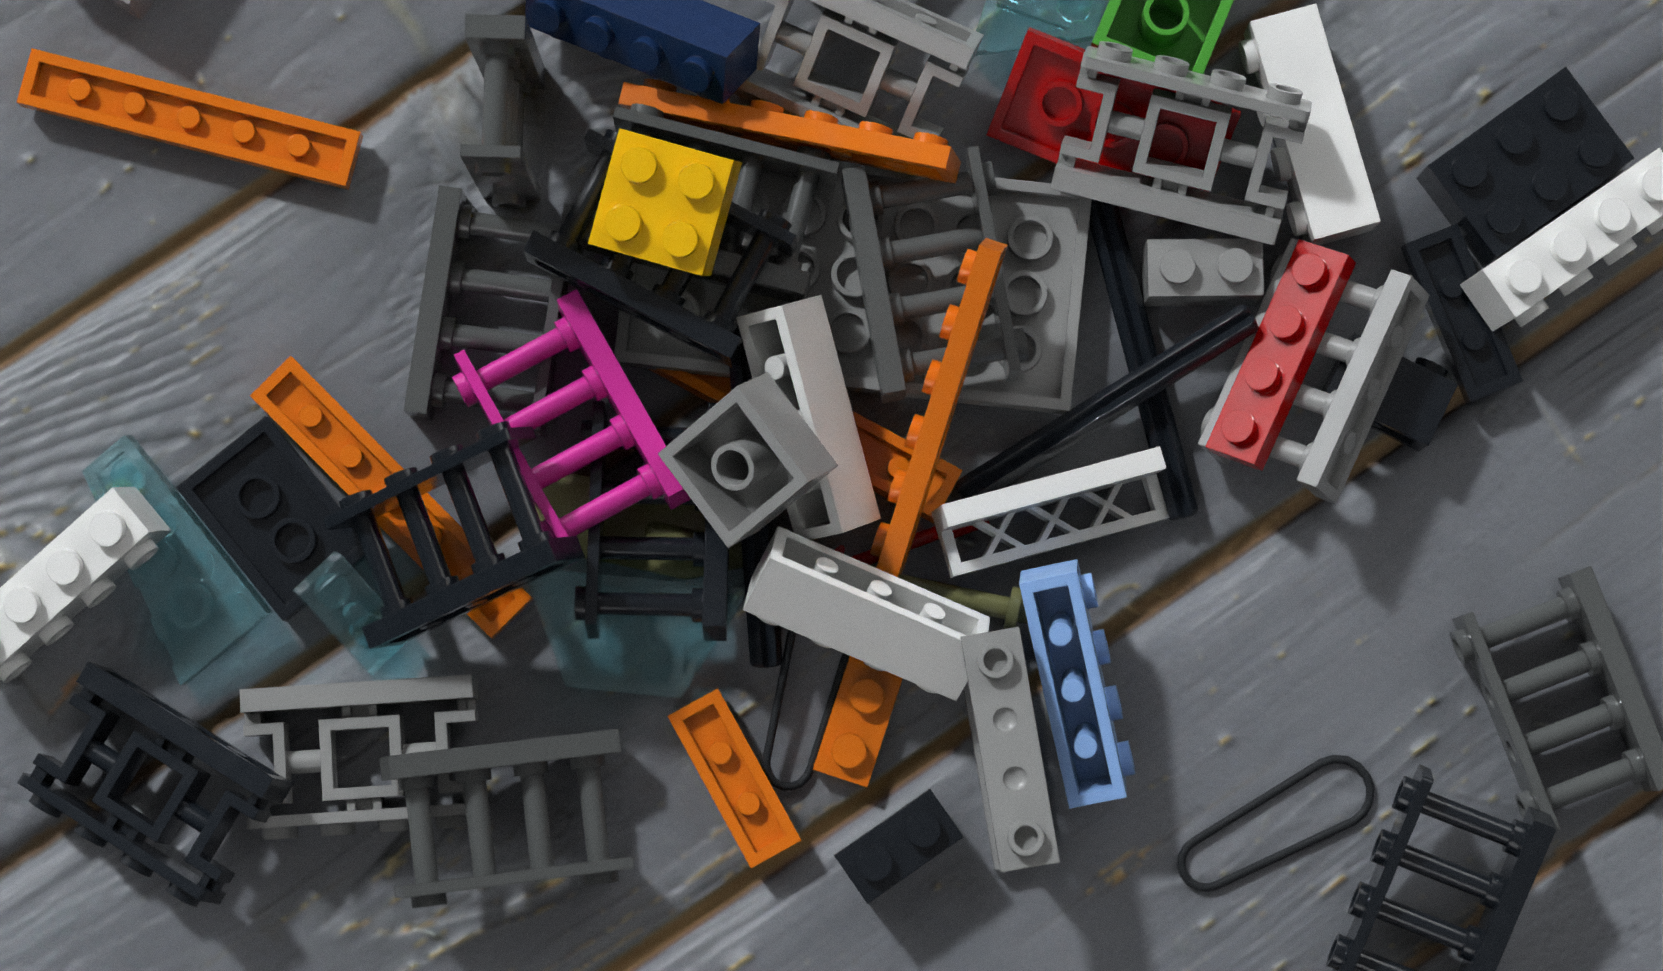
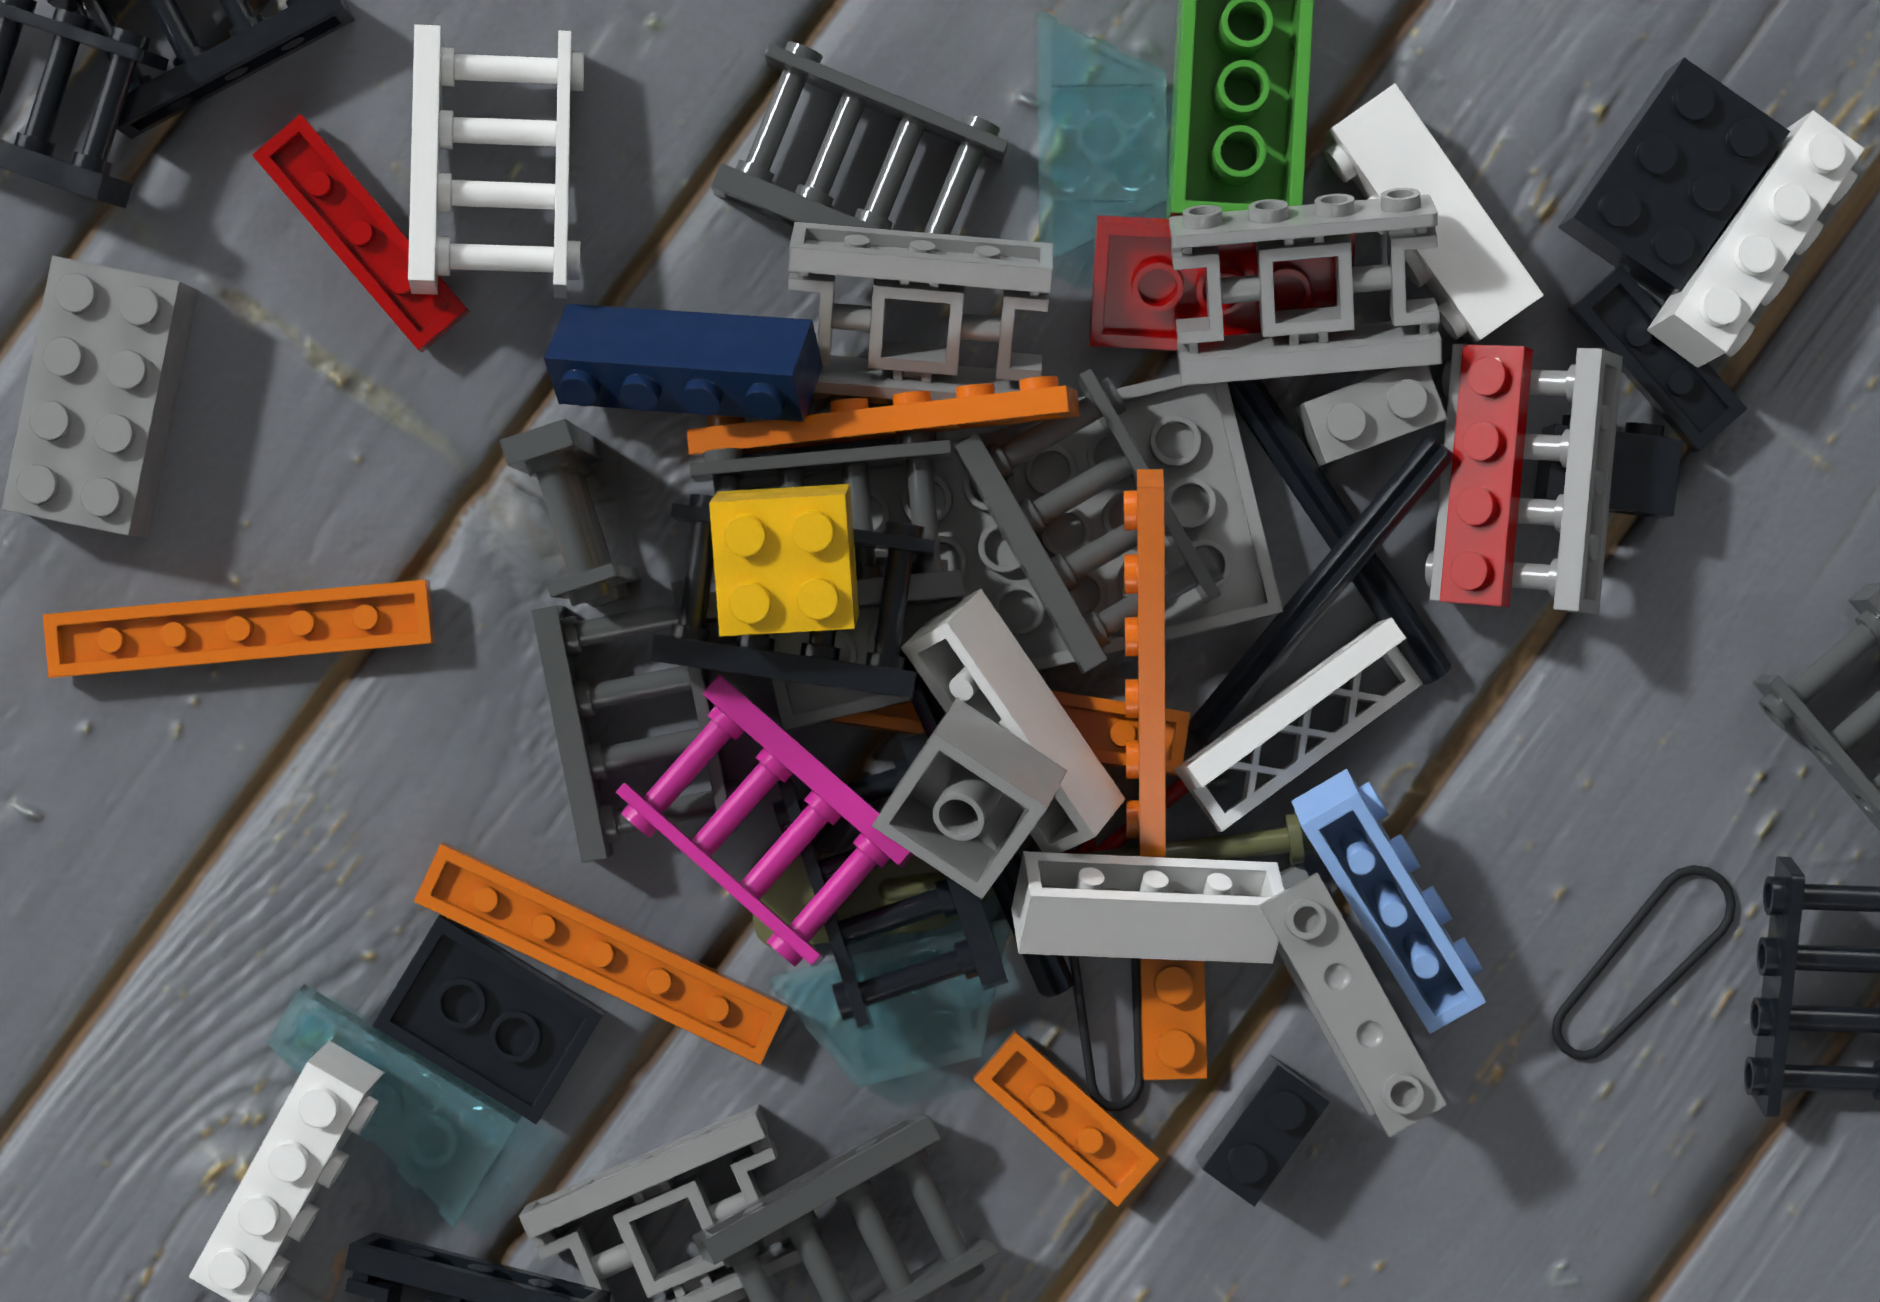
camera: 20 degrees left, 5 degrees up
(344, 606) = (606, 1091): clear light blue plate -> none
(493, 572) = (741, 1010): black fence -> none

